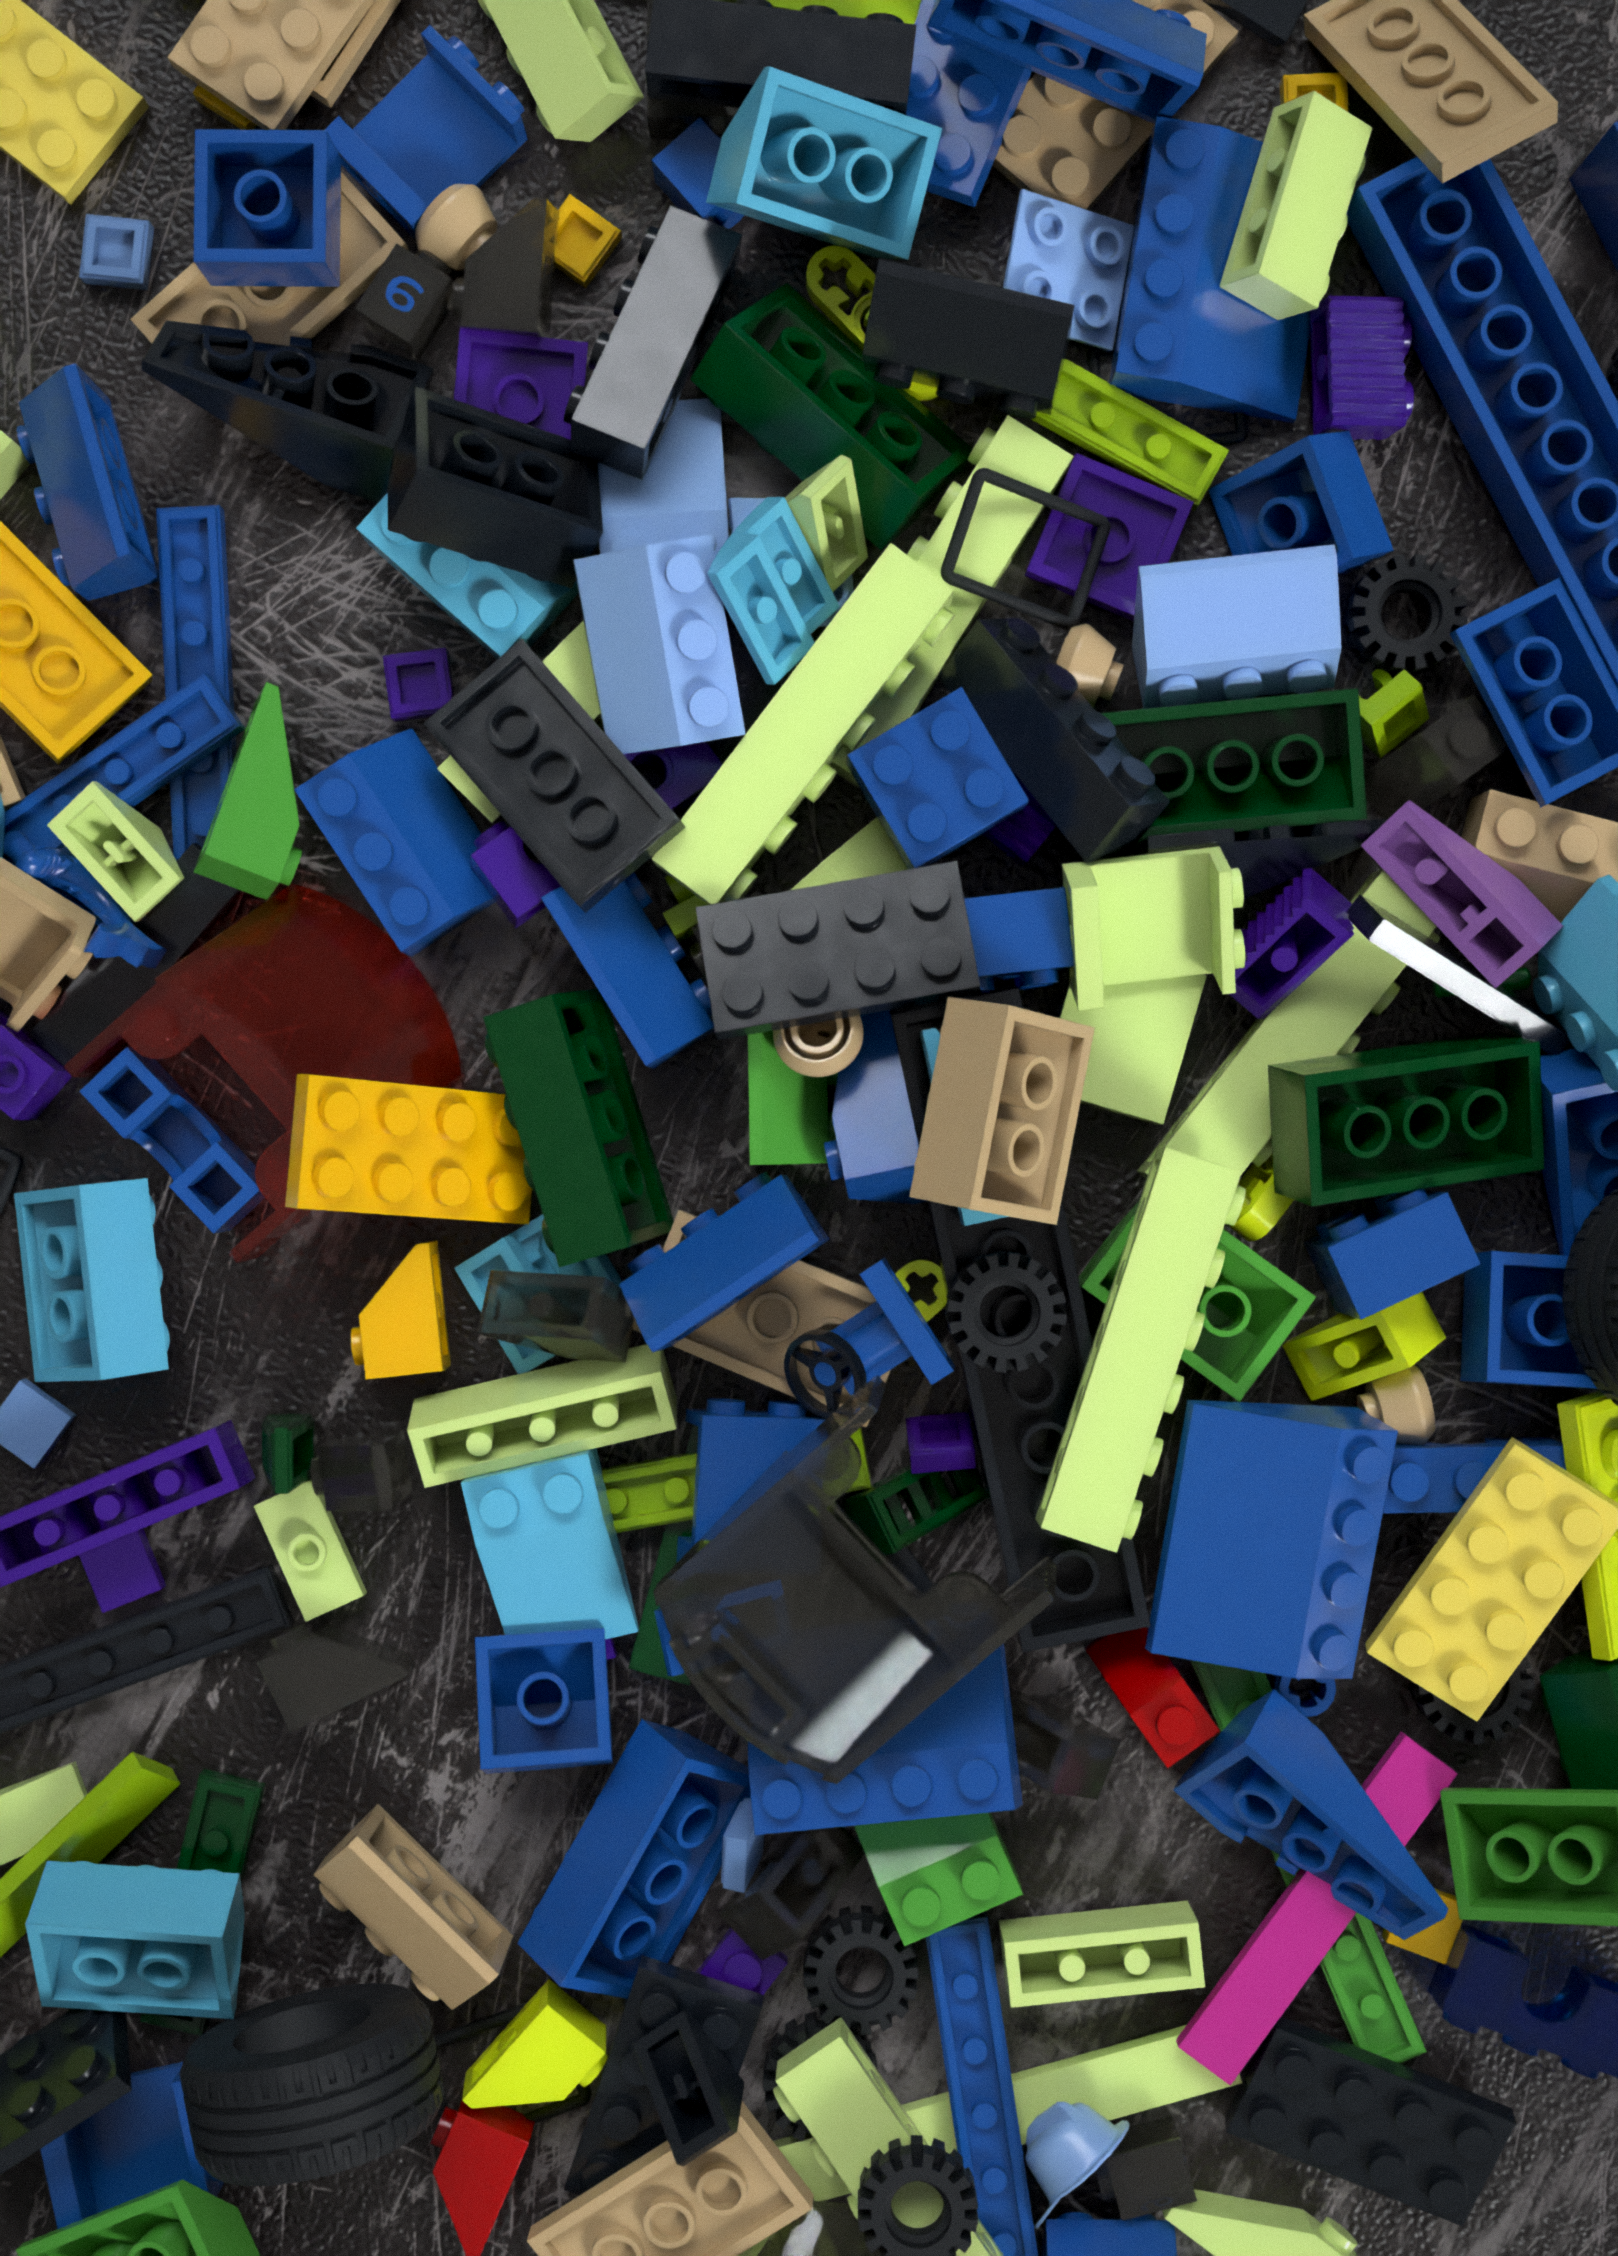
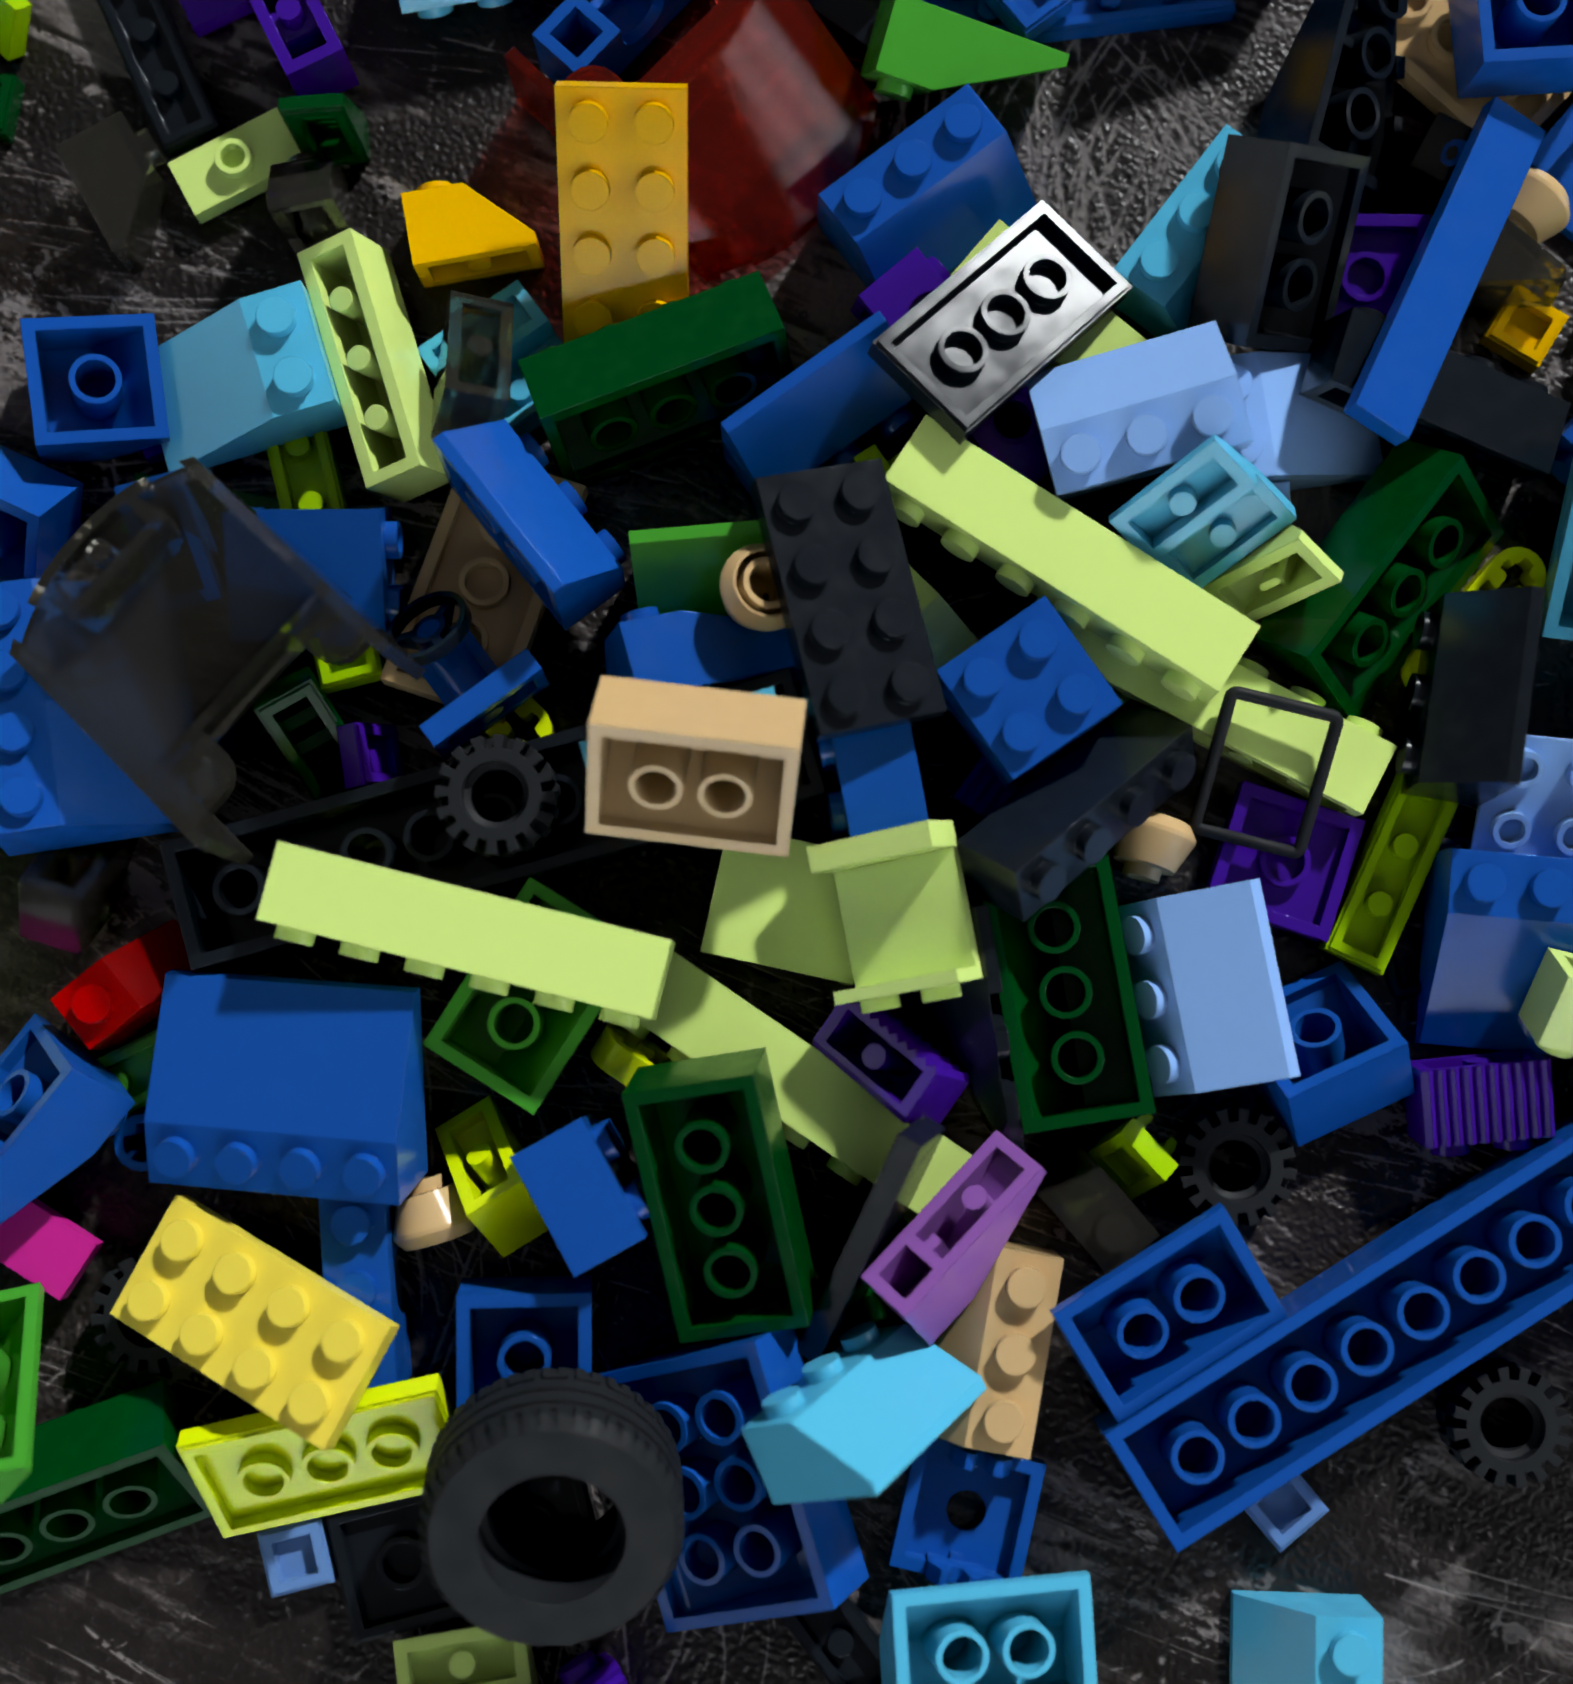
camera: 85 degrees right, 5 degrees down
(418, 683) = (1084, 205): dark purple tile -> none
(536, 321) = (1444, 272): none -> blue tile

